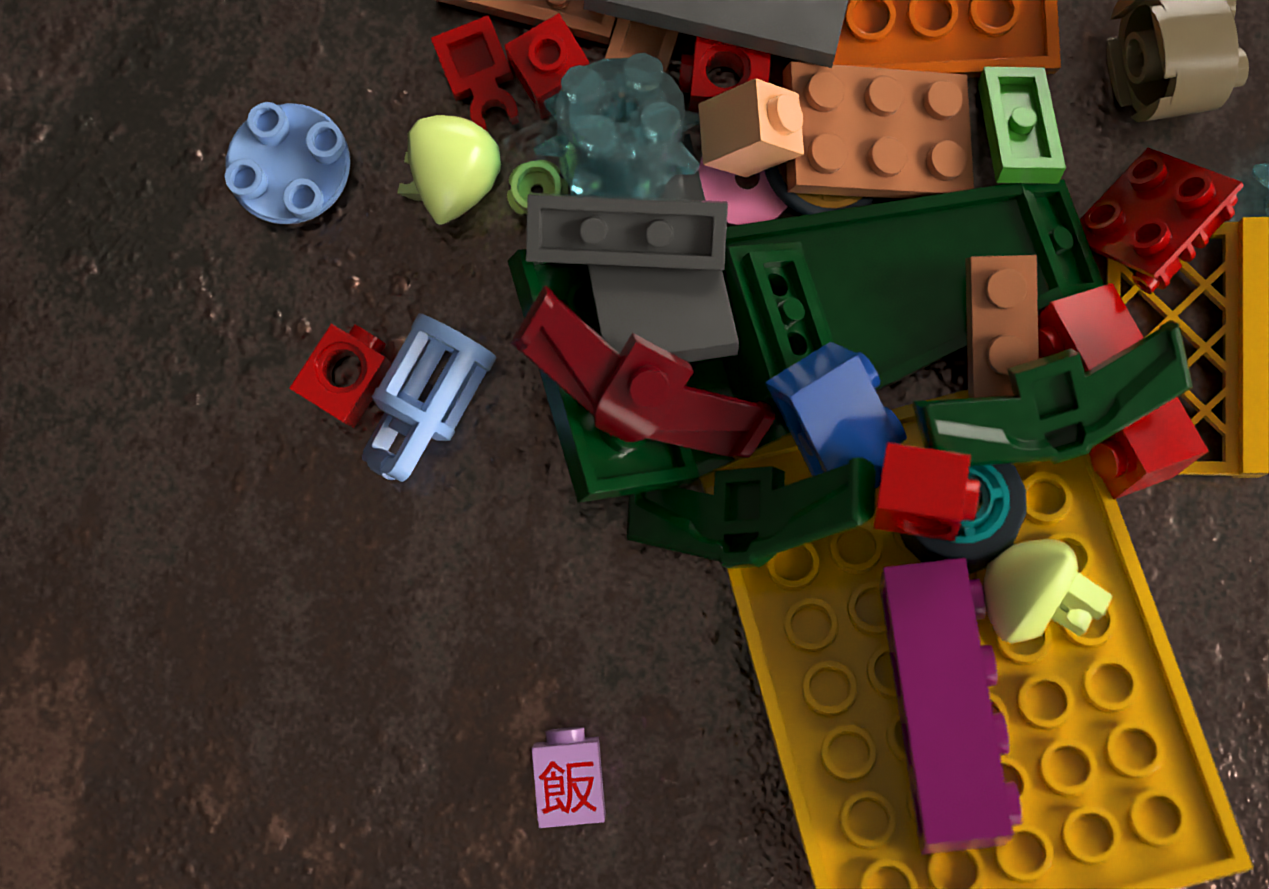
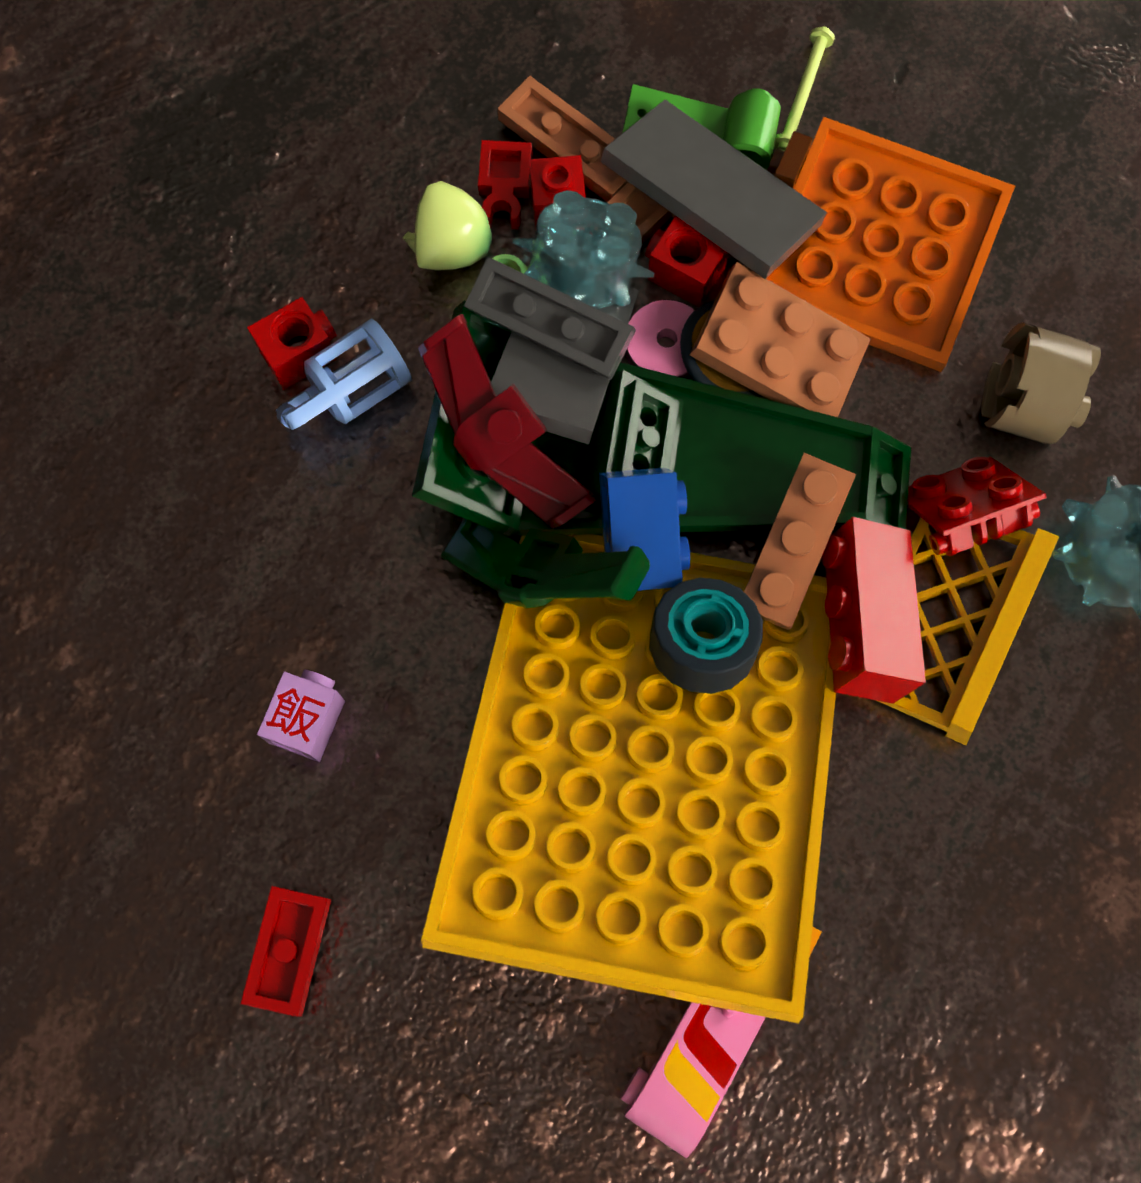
camera: 25 degrees right, 10 degrees down
(287, 163) = (334, 182): light blue dish -> none
(751, 128) = (682, 293): light nougat brick -> none
(925, 492) = (676, 597): red brick -> none
(946, 707) = (611, 775): magenta brick -> none
(1021, 125) = (894, 389): bright green plate -> none
(1039, 583) = (736, 713): yellowish green piece -> none
(1059, 407) = (816, 589): dark green plate -> none

